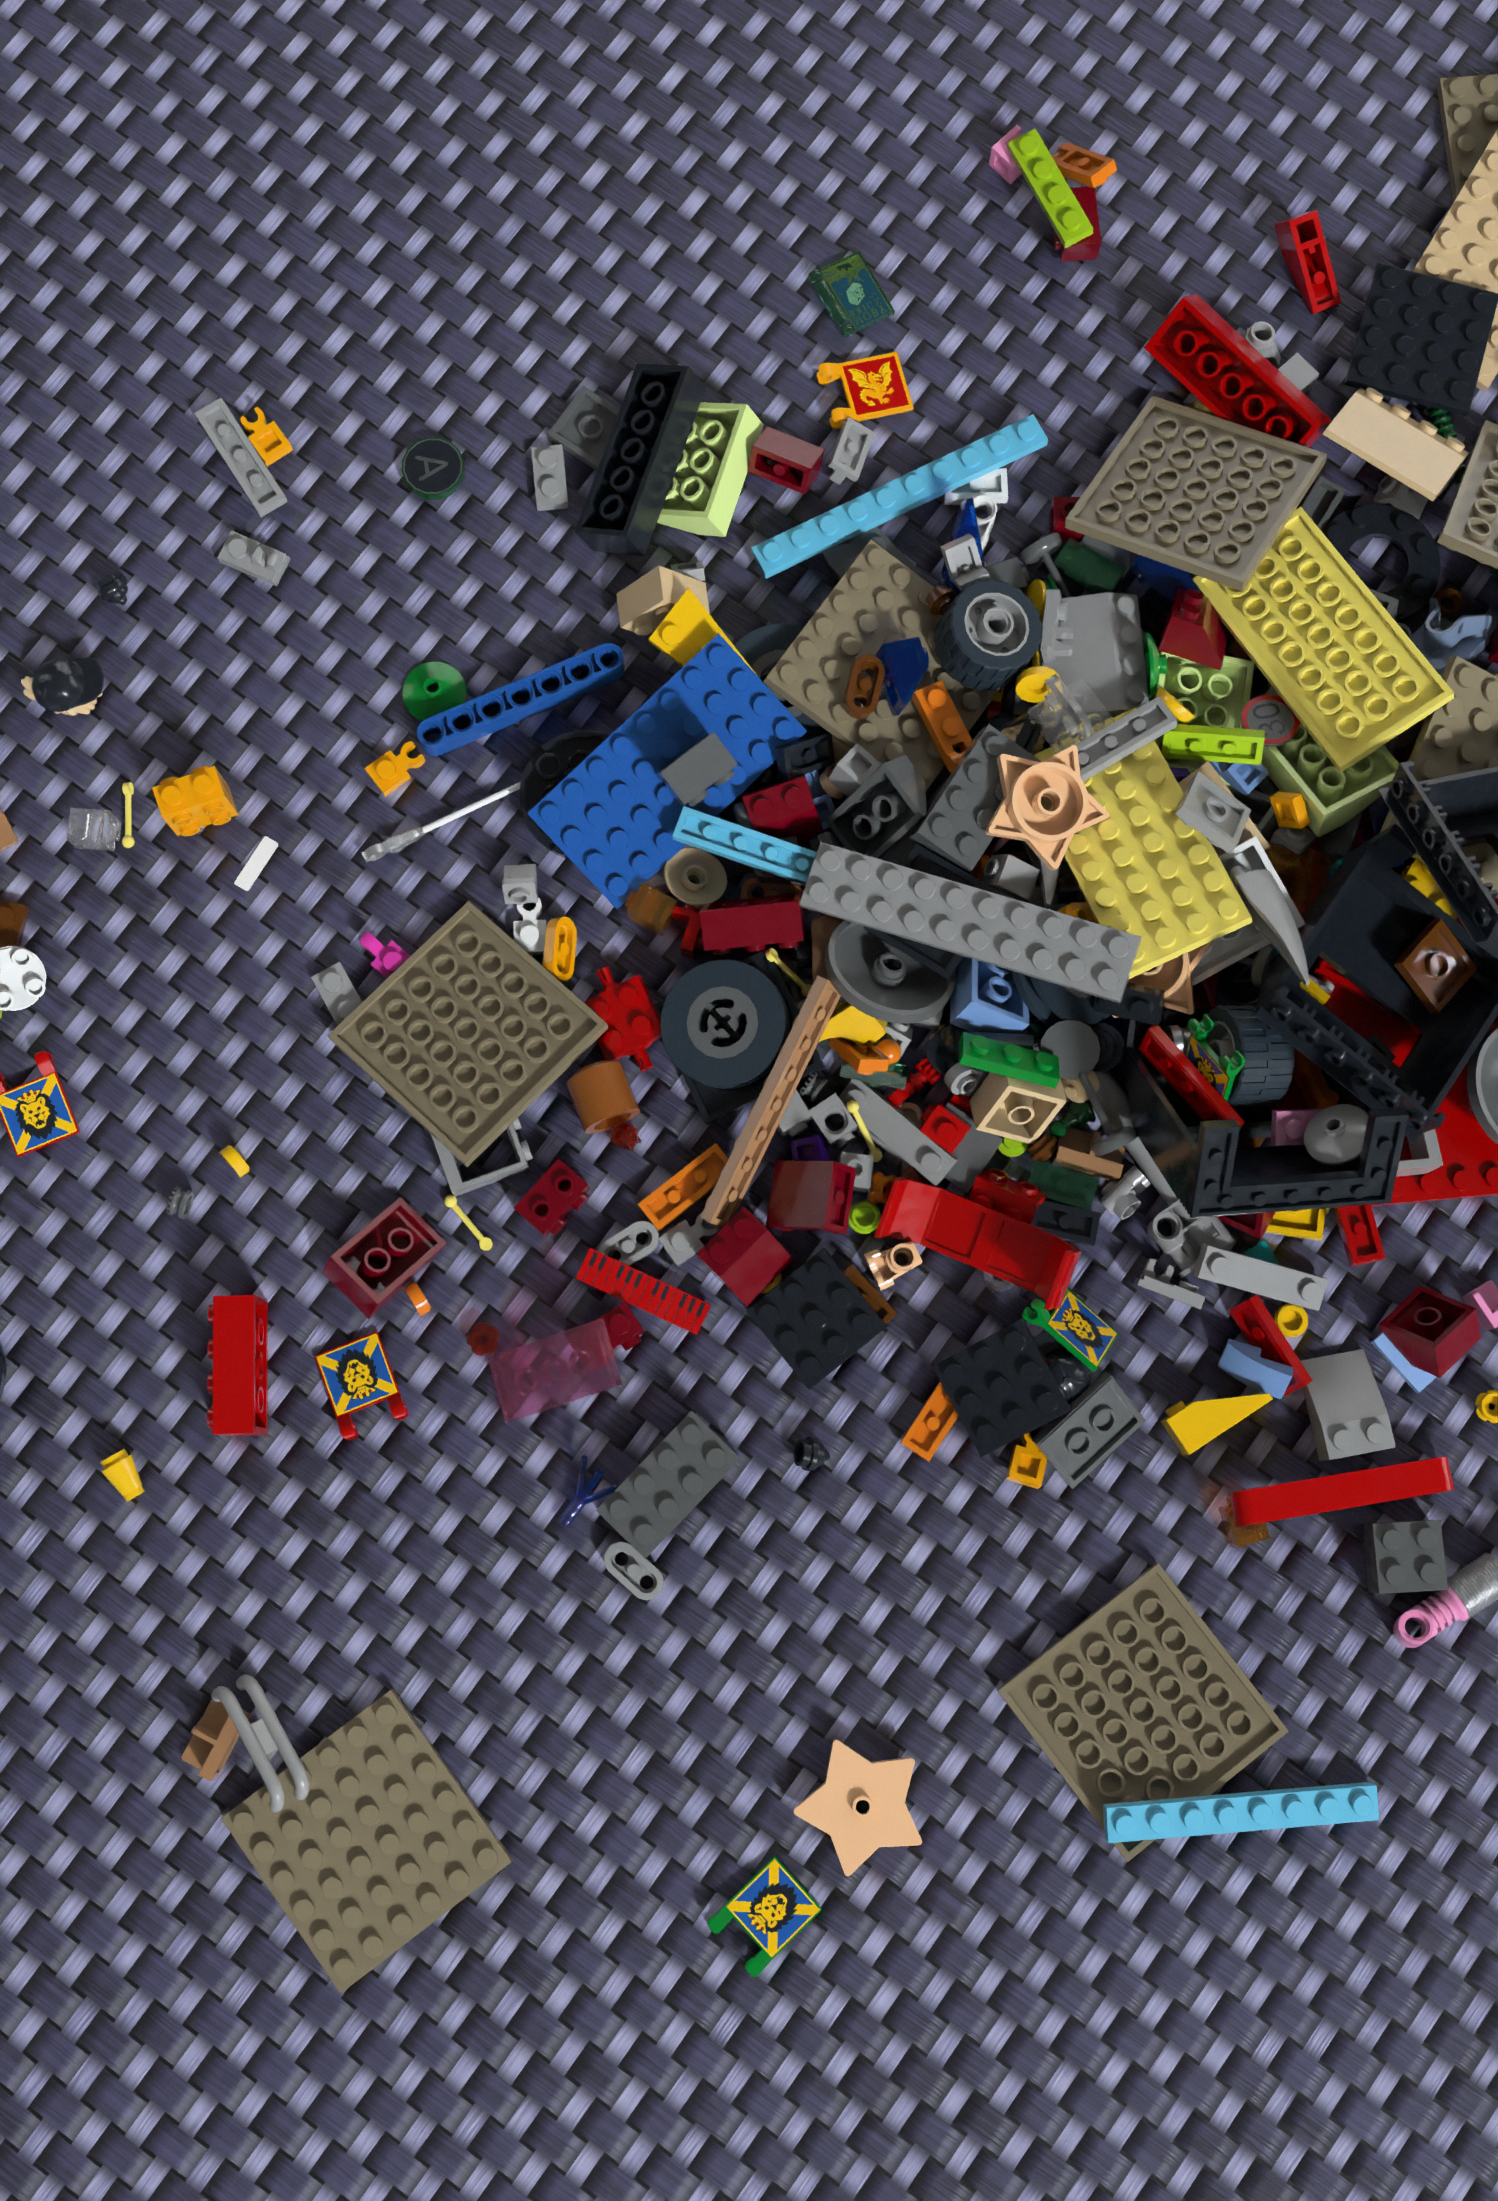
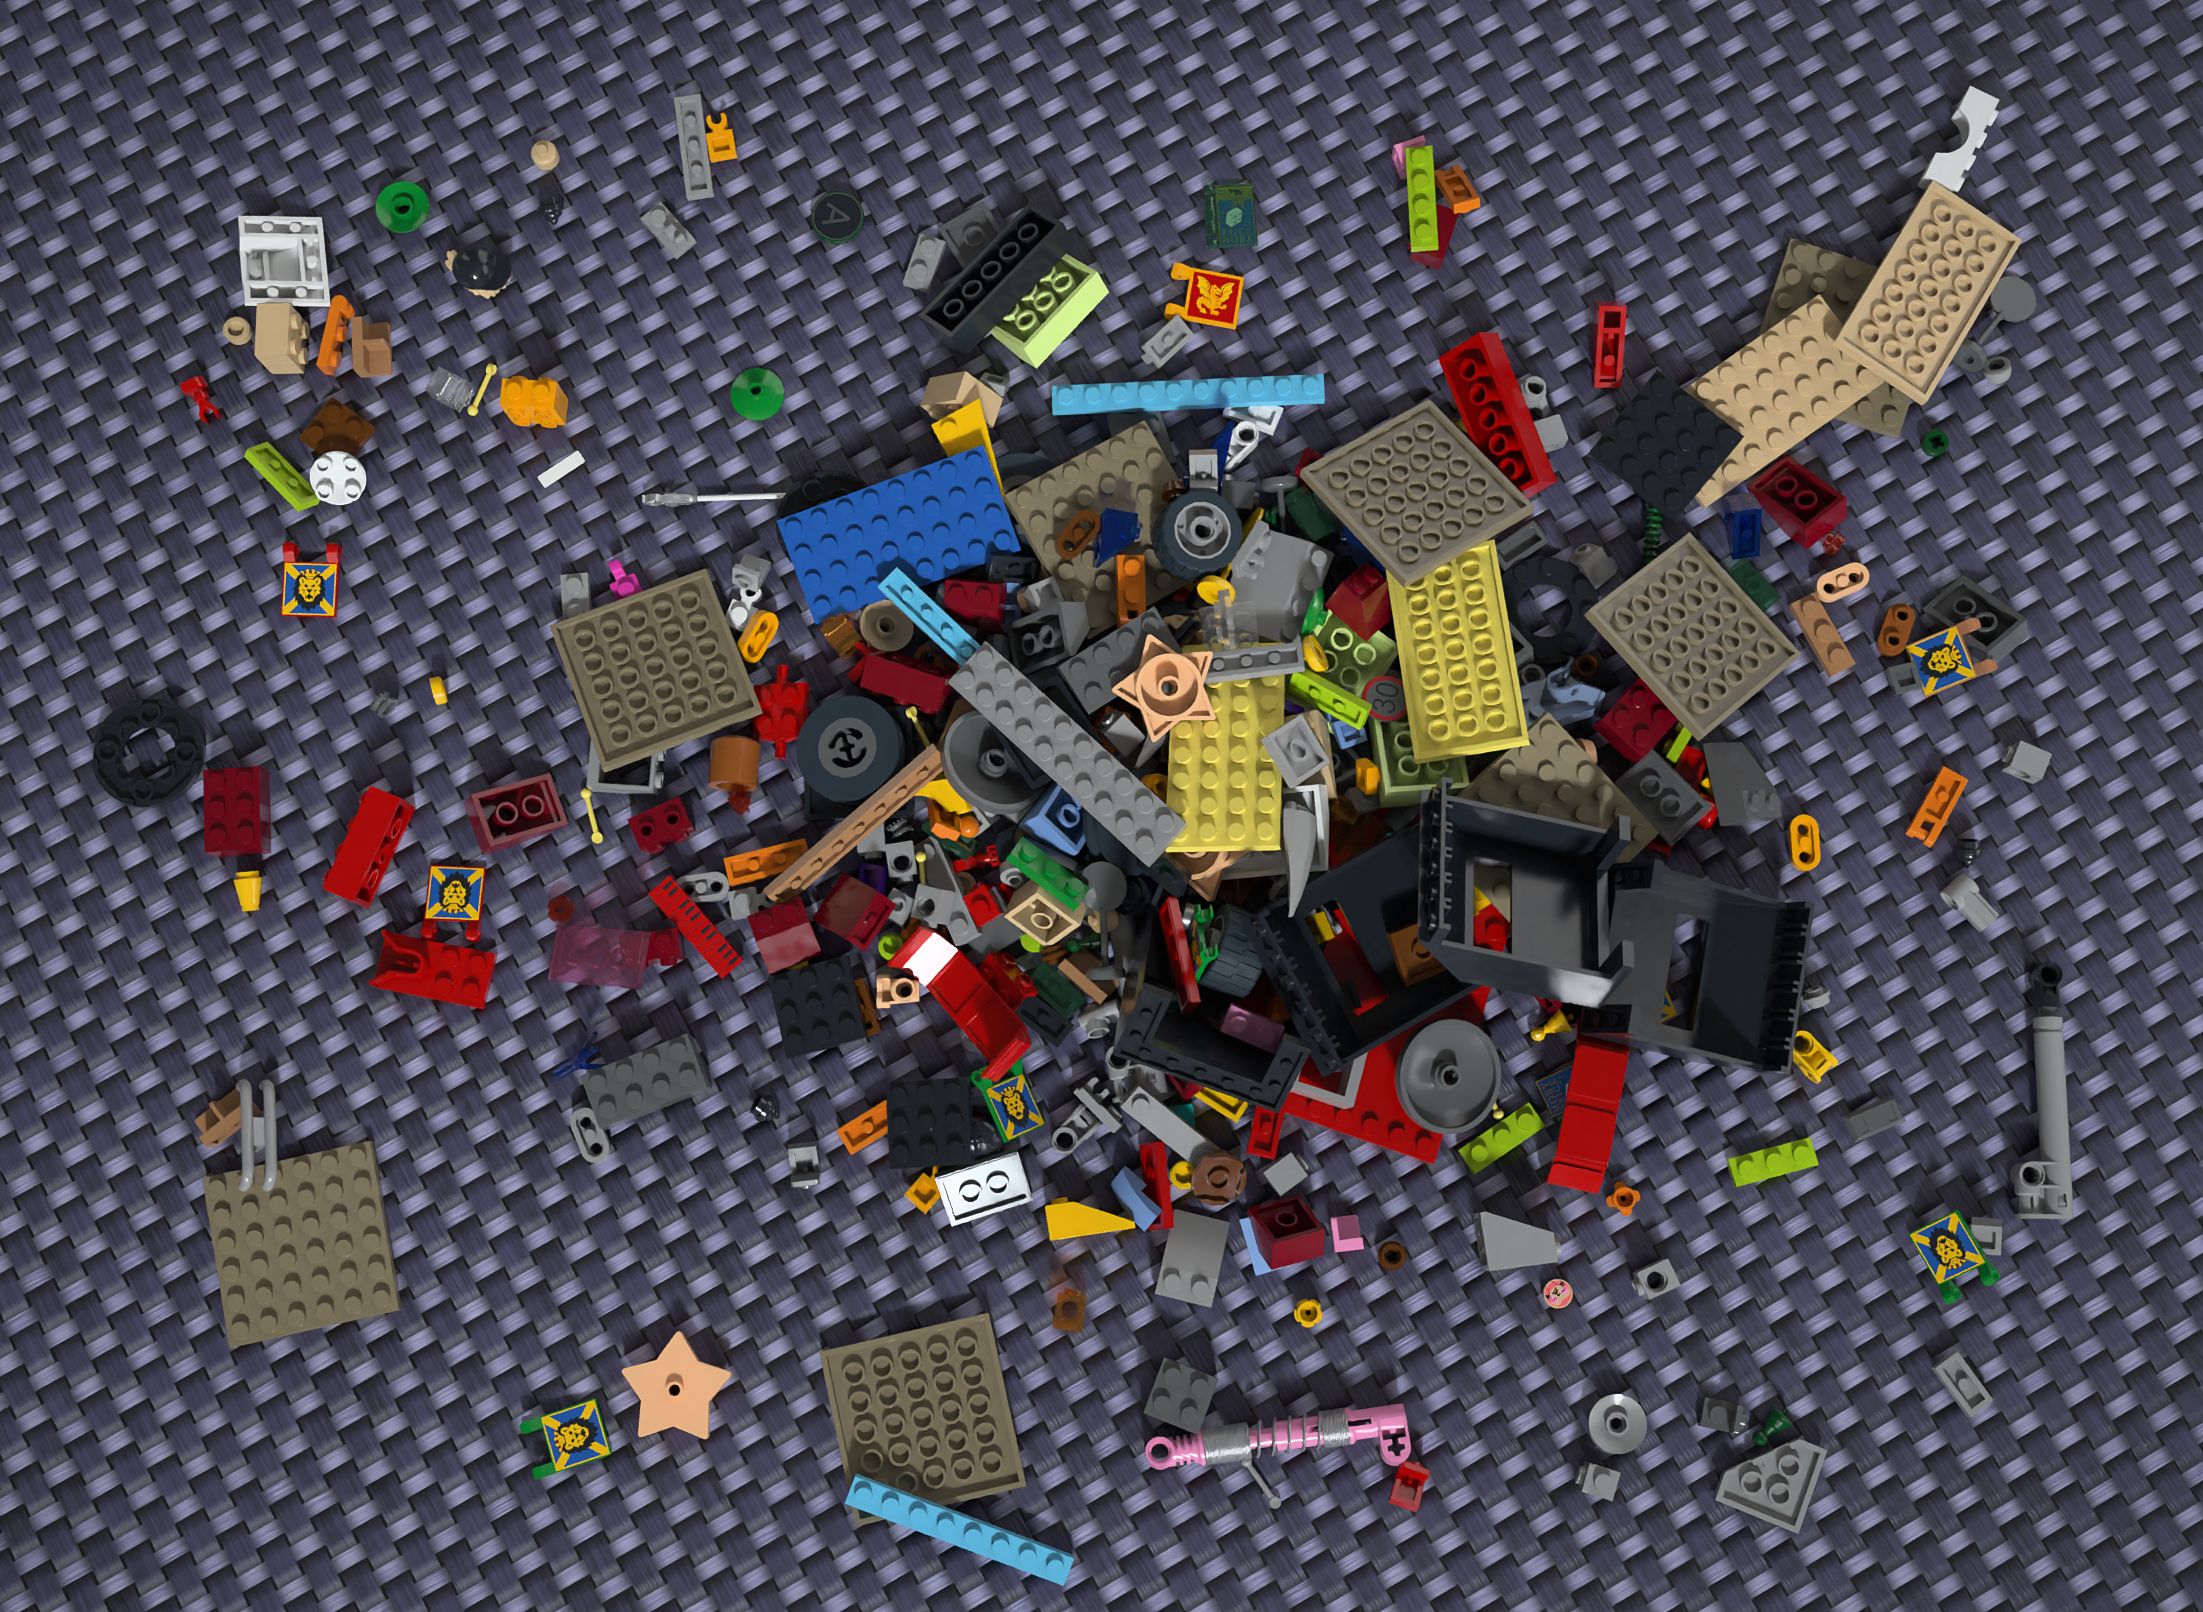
camera: 30 degrees right, 0 degrees up
(70, 1393) = (237, 811): none -> dark red brick
(79, 534) = (545, 155): none -> tan piece
(374, 1469) = (434, 970): none -> red plate
(391, 771) = (694, 440): light orange plate -> none
(417, 1298) = (525, 856): orange tile -> none
(531, 686) = (808, 421): blue beam -> none
(698, 769) = (914, 544): dark grey brick -> none
(785, 460) = (1111, 328): dark red brick -> none
(879, 1146) = (943, 904): none -> light grey brick
(884, 1495) = (804, 1165): none -> dark grey bracket
(1158, 1319) = (1076, 1129): none -> light grey piece
(1331, 1306) = (1217, 1177): none -> reddish brown tile
(1339, 1145) = (1260, 1041): light grey dish -> none
(1341, 1491) = (1154, 1322): red beam -> none
(1397, 443) = (1599, 522): tan slope -> none
(1399, 1270) = (1286, 1173): none -> light grey brick

